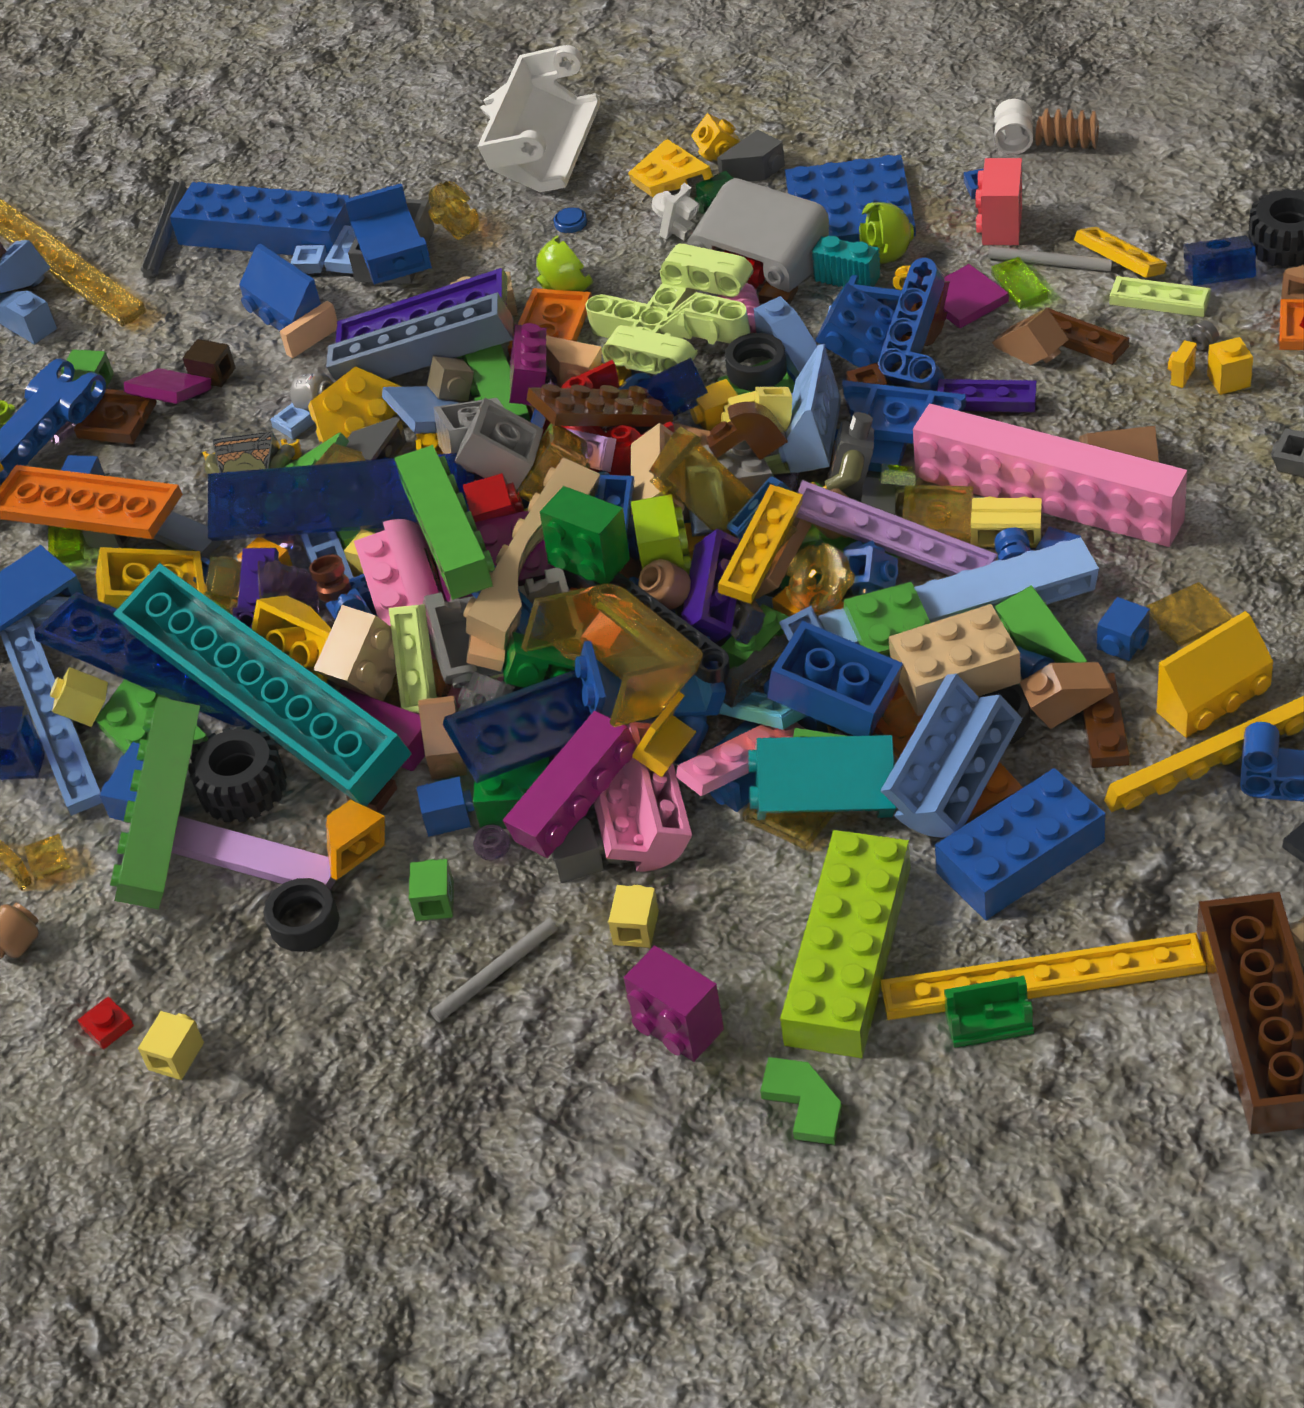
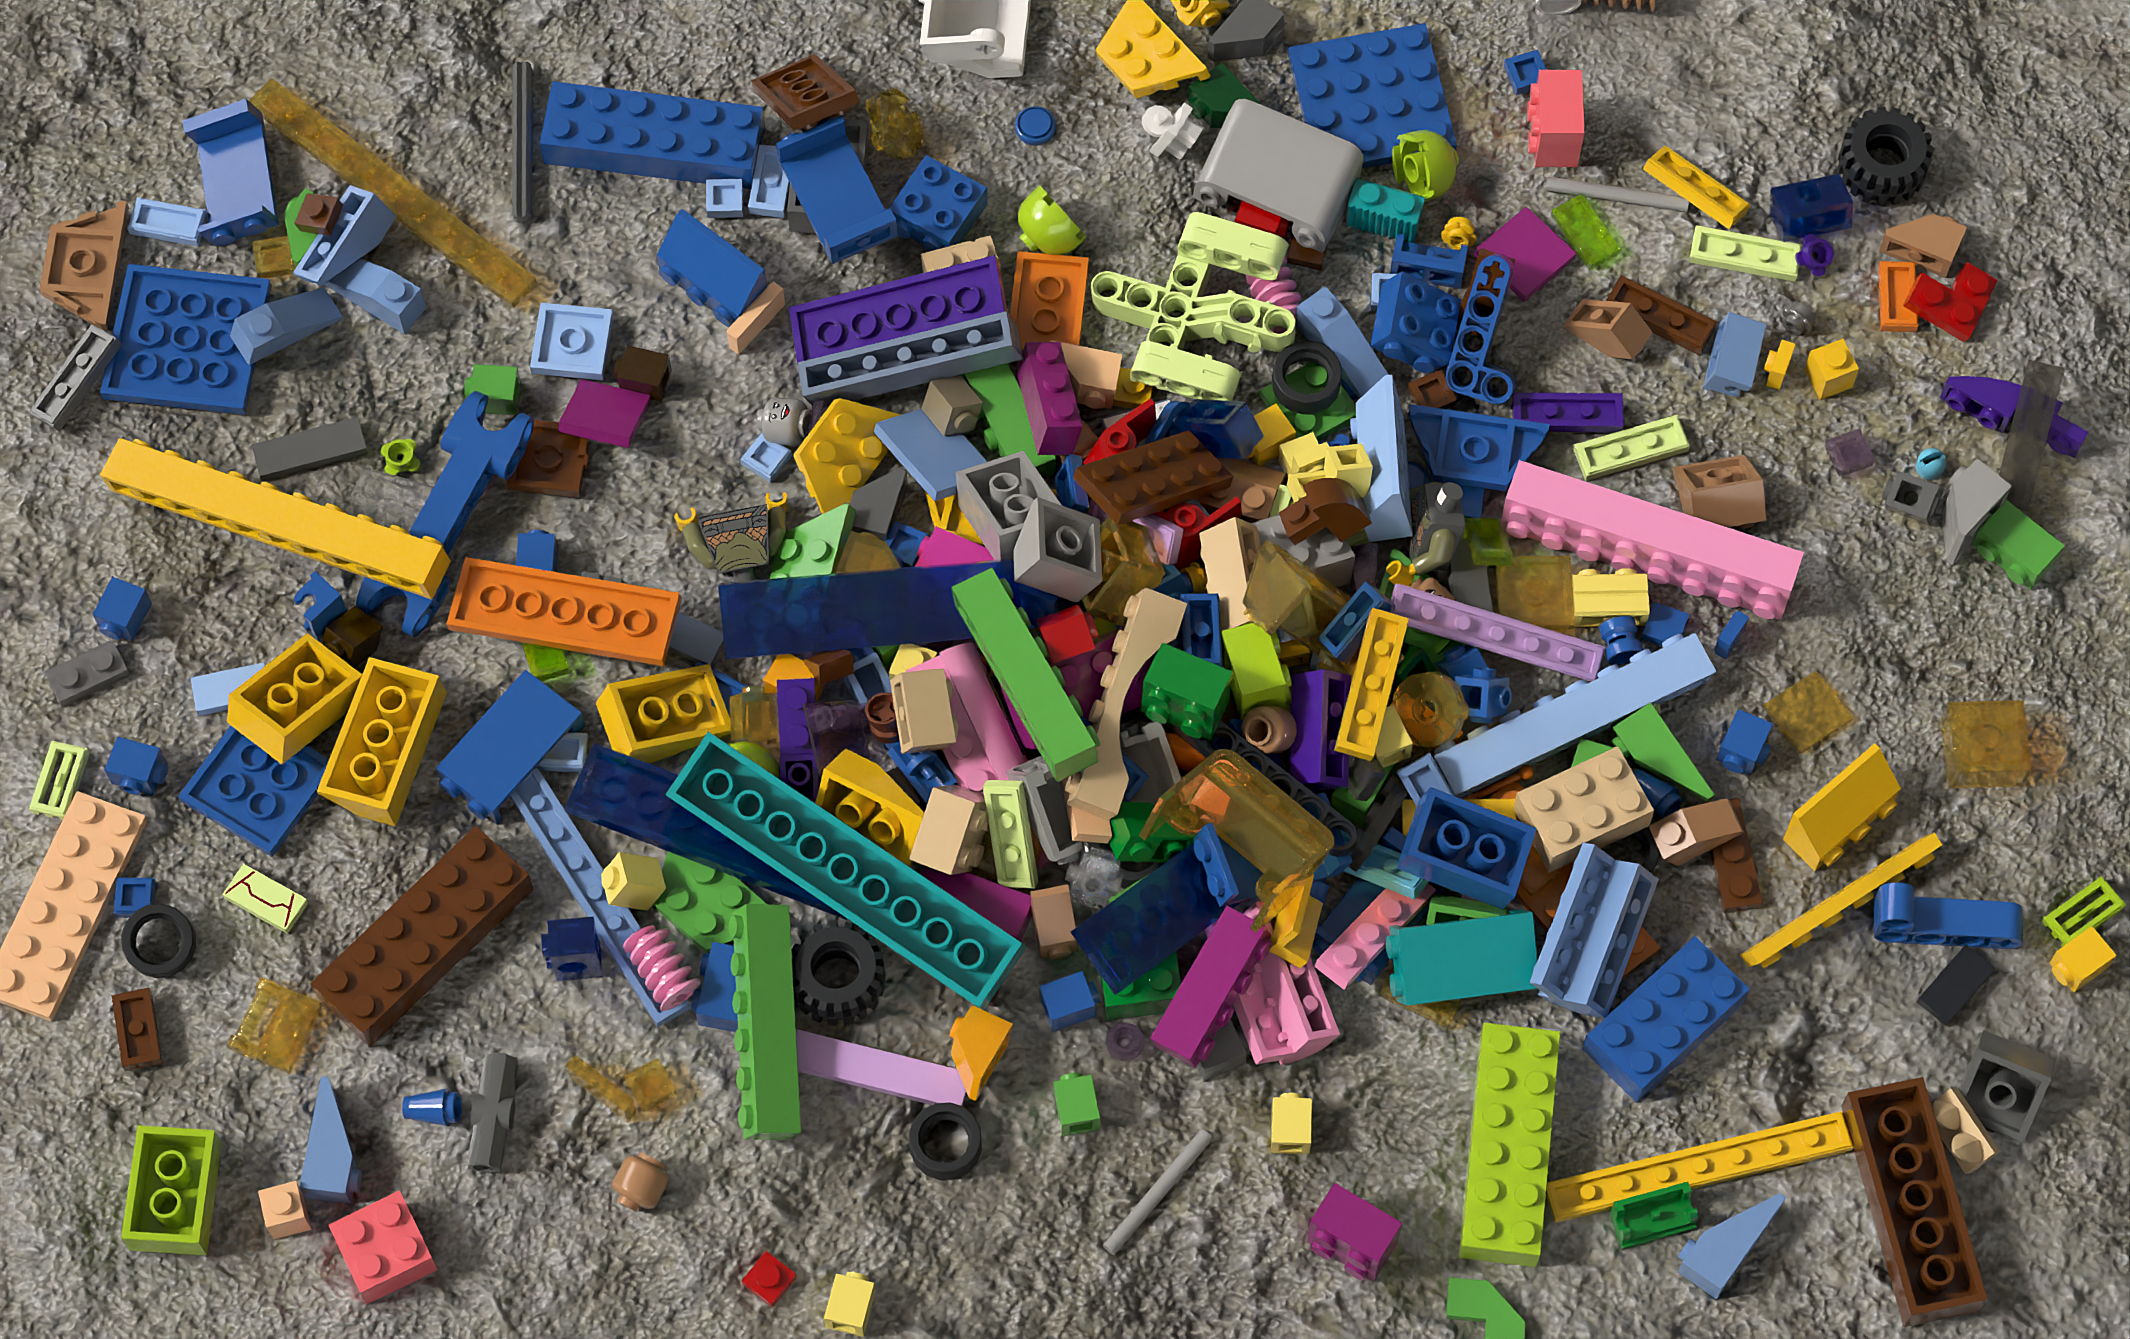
camera: 15 degrees left, 20 degrees up
(79, 755) = (660, 967): none -> bright pink piece
(159, 344) = (571, 341): none -> light blue plate
(294, 541) = (830, 665): none -> reddish brown slope
(356, 560) = (924, 710): none -> tan brick
(384, 178) = (805, 92): none -> reddish brown plate
(472, 254) = (938, 205): none -> blue brick
(776, 597) = (1393, 739): none -> light yellow brick
(884, 614) = (1508, 759): bright green plate -> none
(1053, 419) = (1631, 447): none -> yellowish green tile
(1064, 1042) = (1724, 1247): none -> medium blue slope
(1118, 549) = (1731, 634): none -> blue tile
(1141, 357) = (1734, 355): none -> medium blue hinge
(1222, 294) = (1823, 251): none -> dark purple plate
(1243, 425) = (1849, 452): none -> clear purple plate

